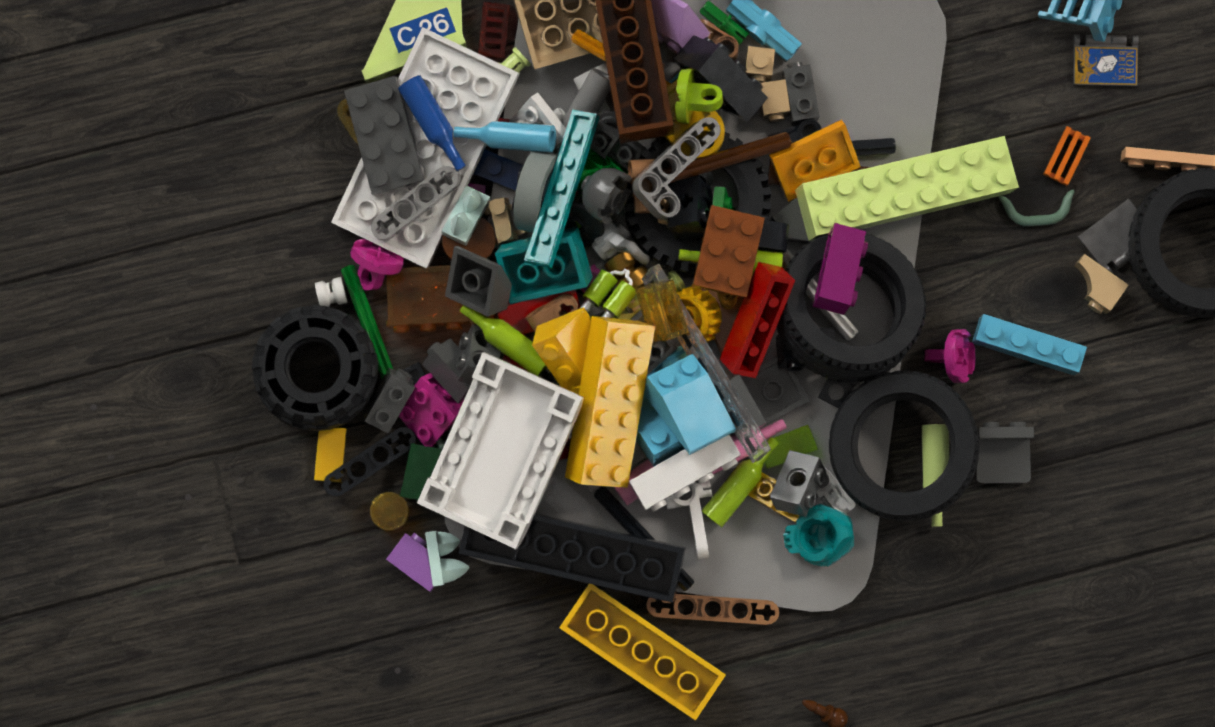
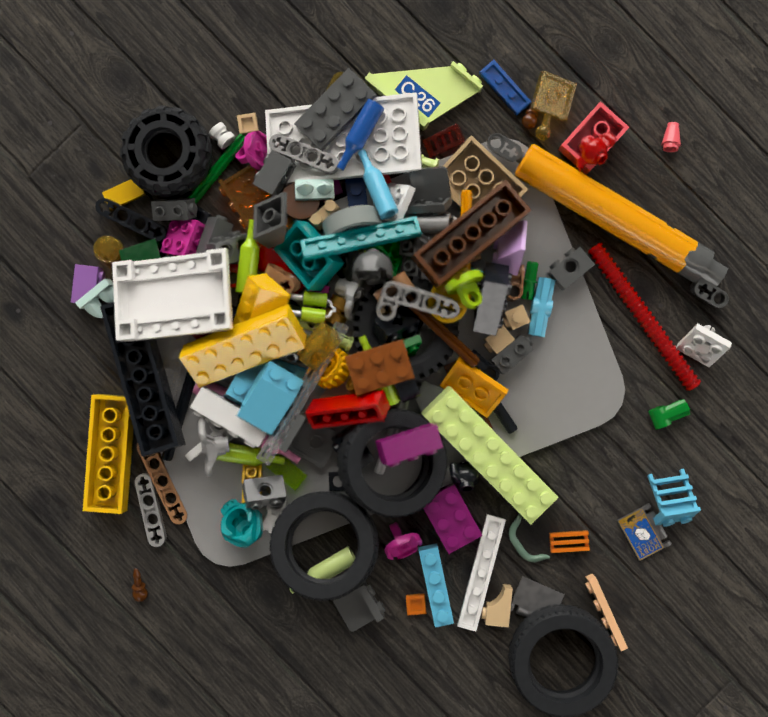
camera: 60 degrees right, 5 degrees up
(334, 253) = (247, 123): none -> tan tile
(419, 252) = (274, 173): none -> dark grey brick
(550, 75) = (431, 191): none -> dark grey bracket
(709, 513) = (211, 447): none -> light grey piece
(741, 640) = (153, 509): none -> light grey beam
(915, 233) = (464, 475): none -> black piece
(959, 279) = (452, 519): none -> magenta brick
(1040, 384) = (416, 604): none -> orange tile
(1045, 282) = (481, 572): none -> white plate

